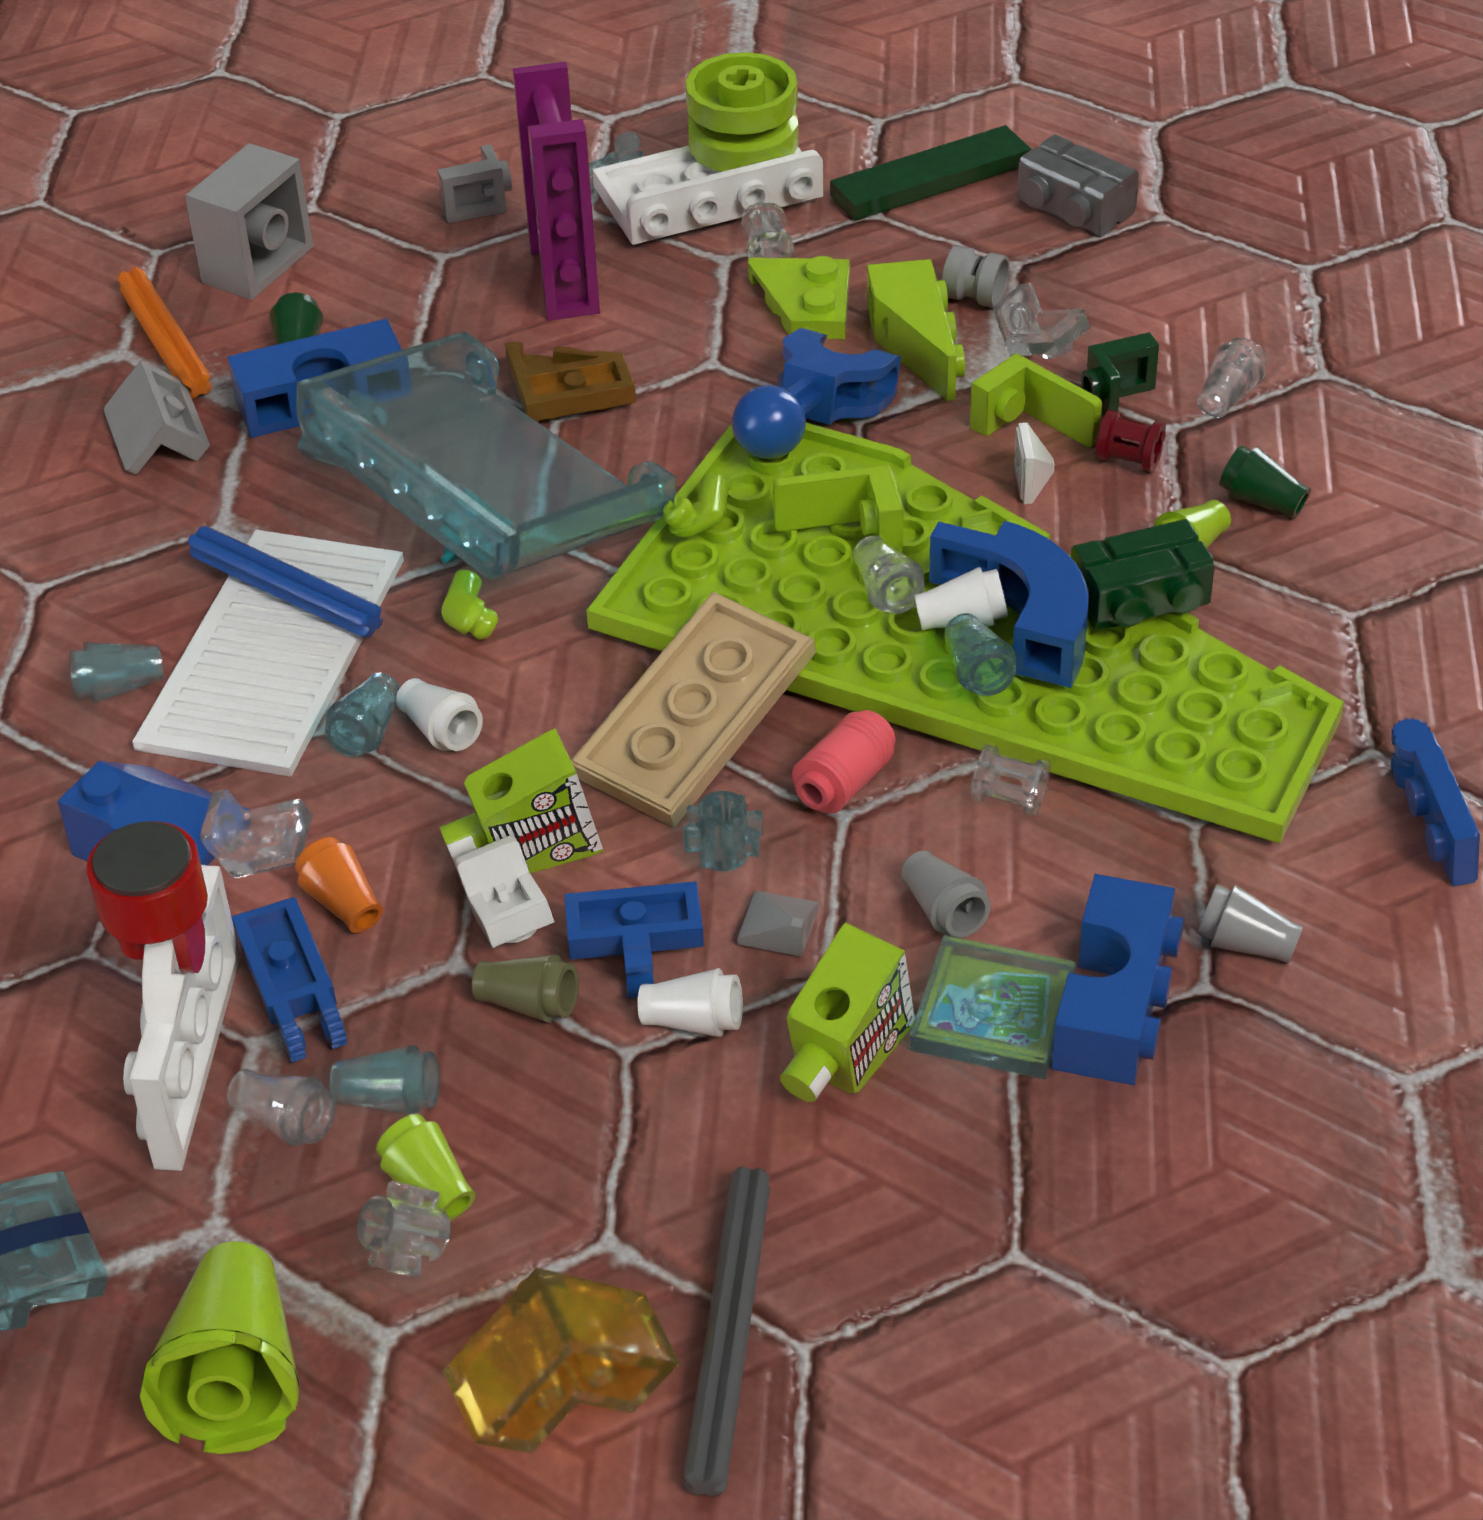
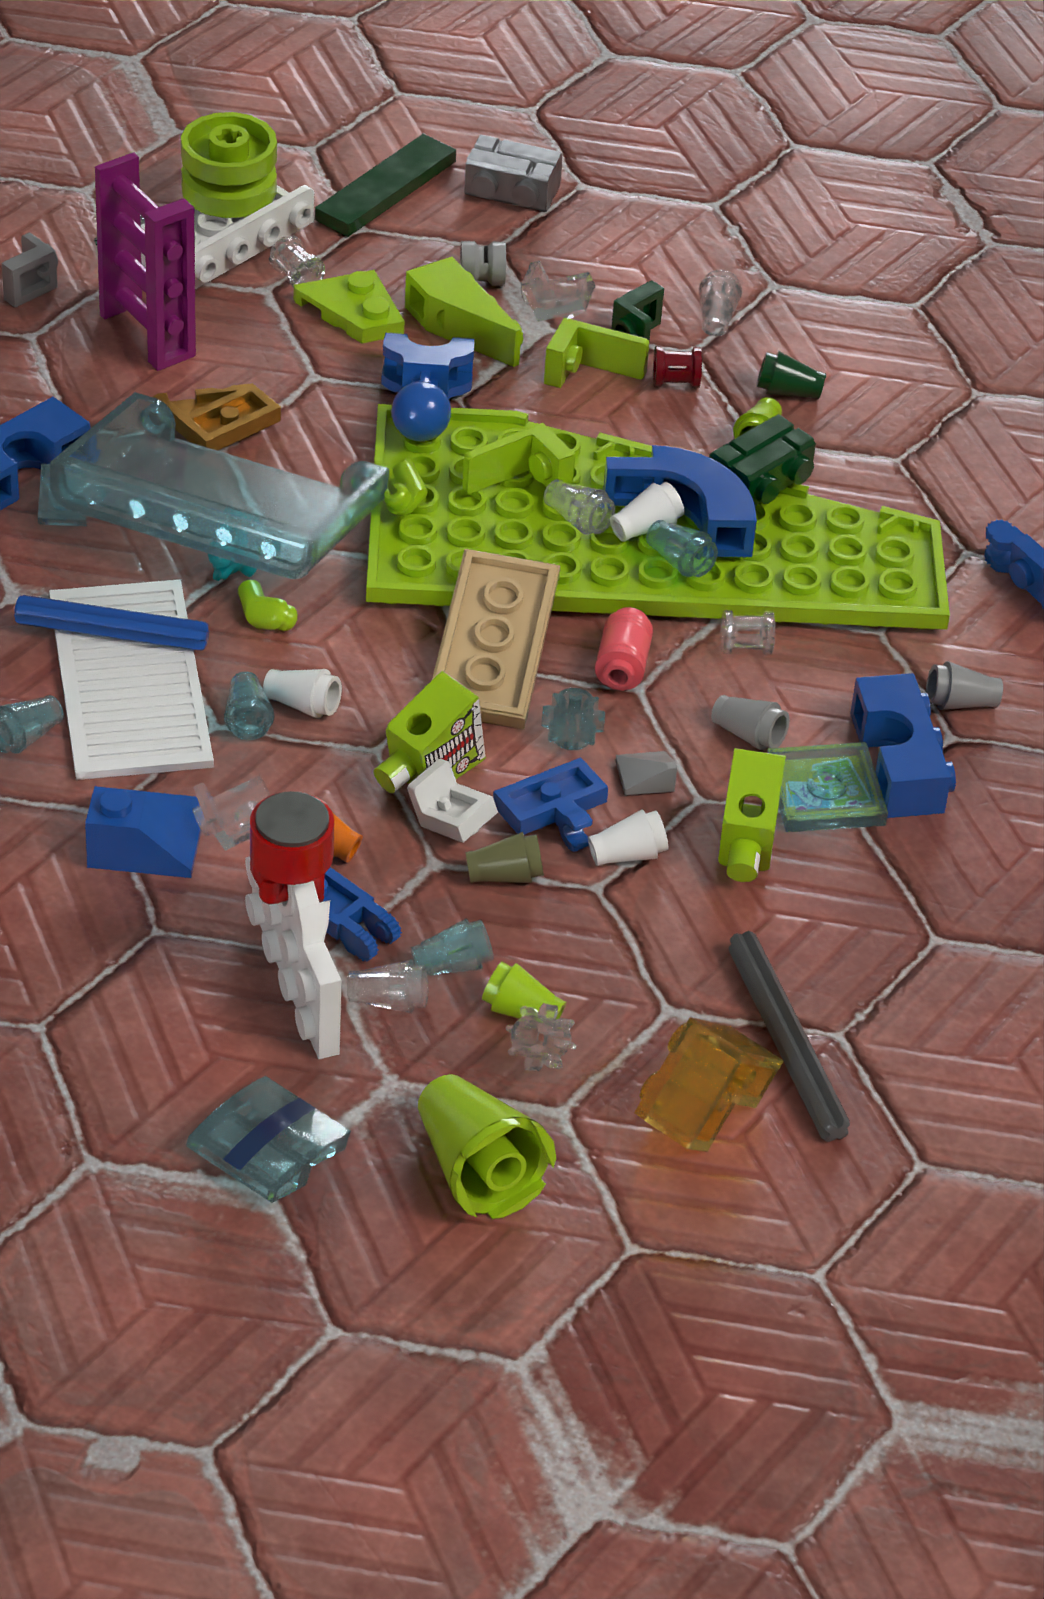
camera: 30 degrees left, 0 degrees up
(1031, 463) = (613, 401): white slope -> none

